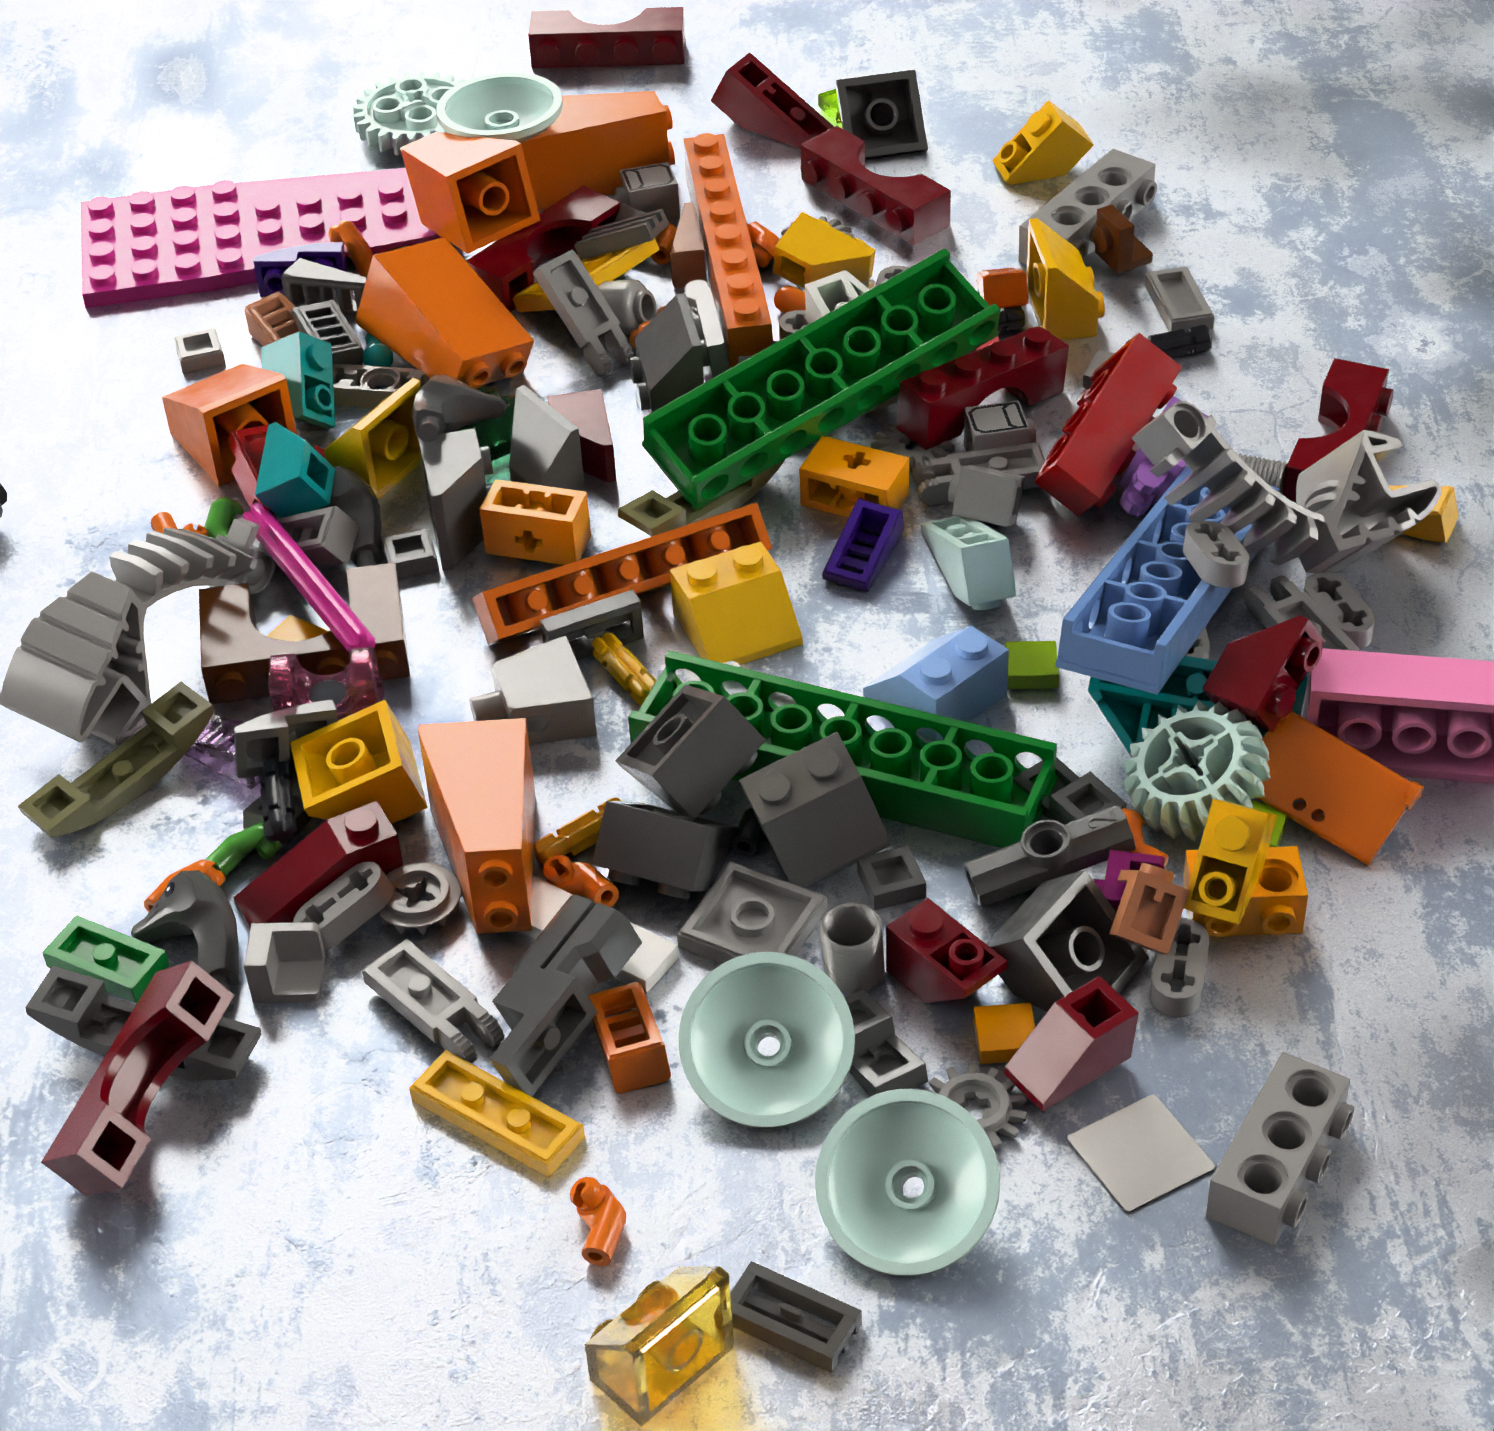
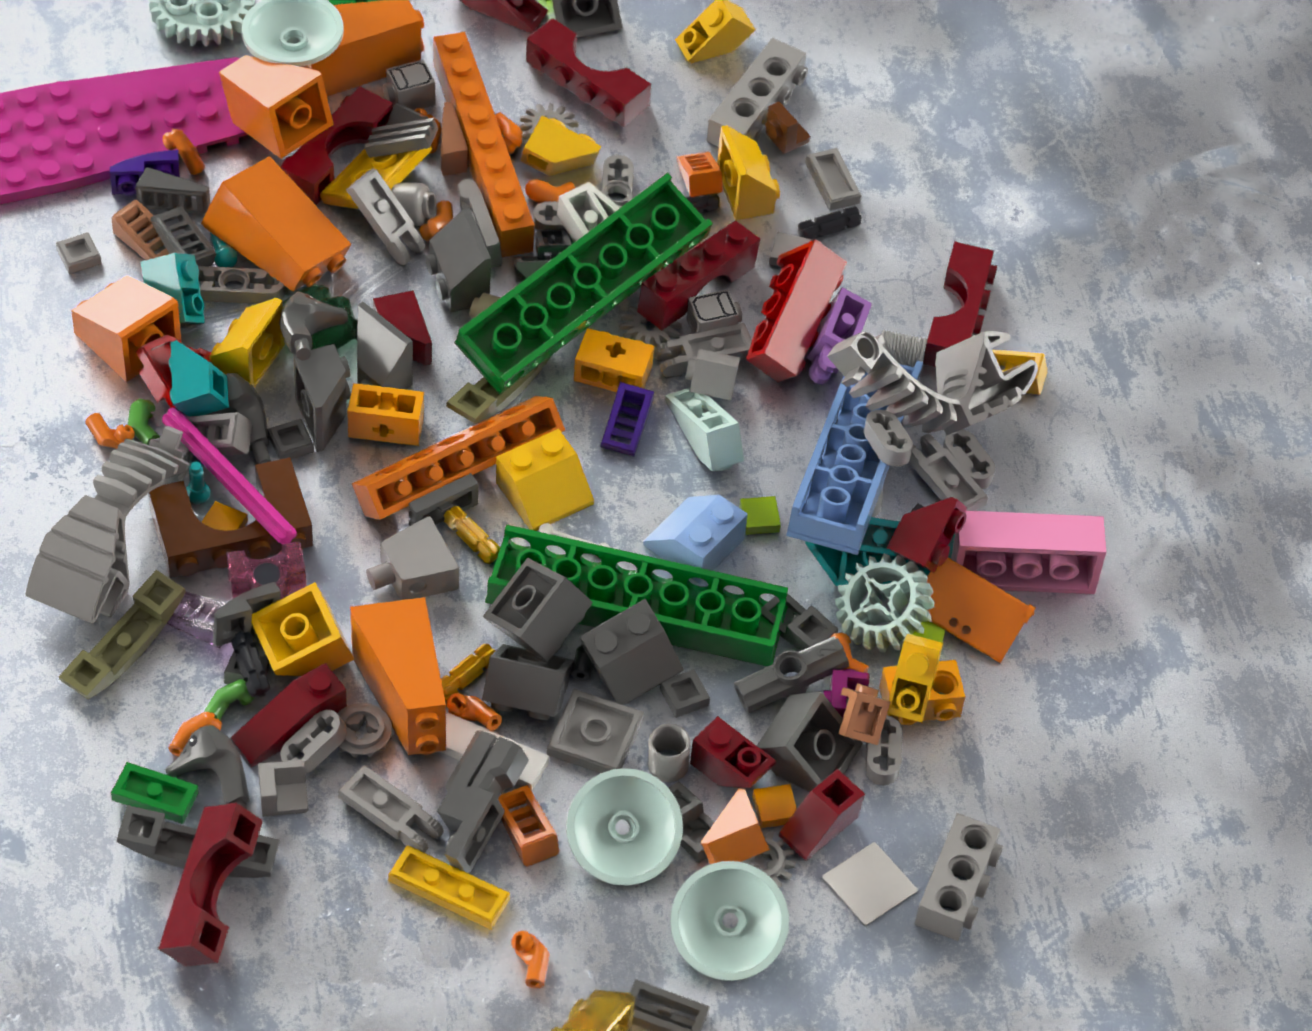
camera: 15 degrees left, 10 degrees up
(272, 603) = (197, 489): none -> teal piece
(935, 1056) = (735, 833): none -> orange slope

